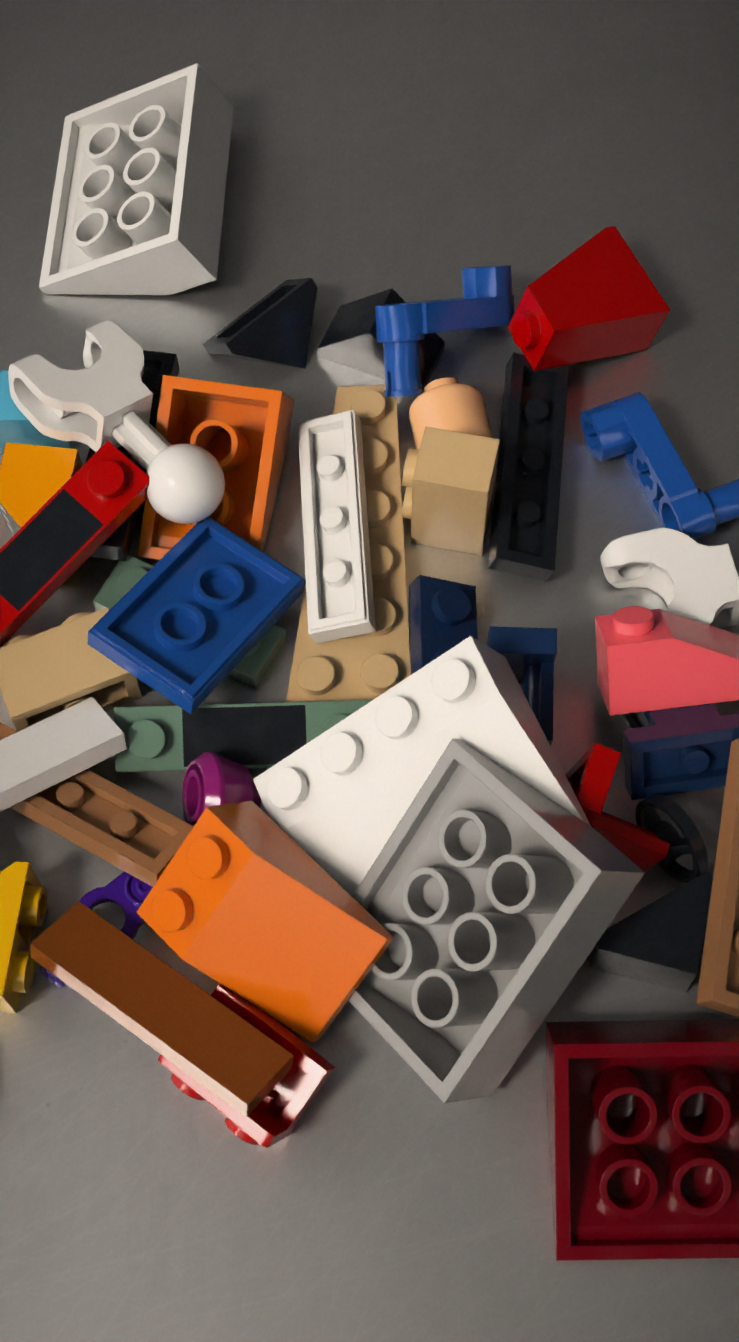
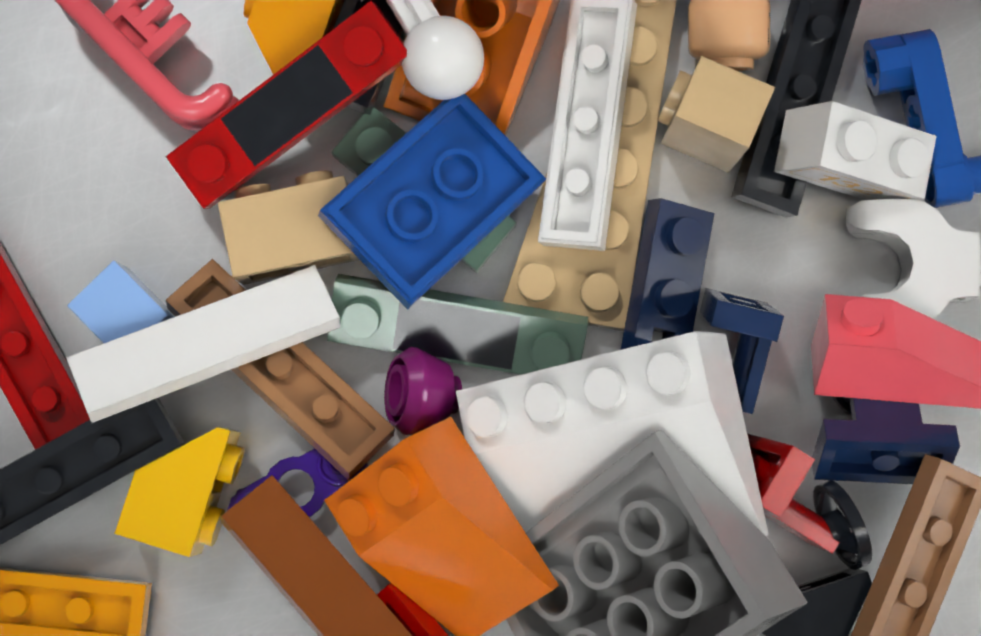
camera: 10 degrees right, 20 degrees up
(591, 497) = (854, 152): none -> white brick

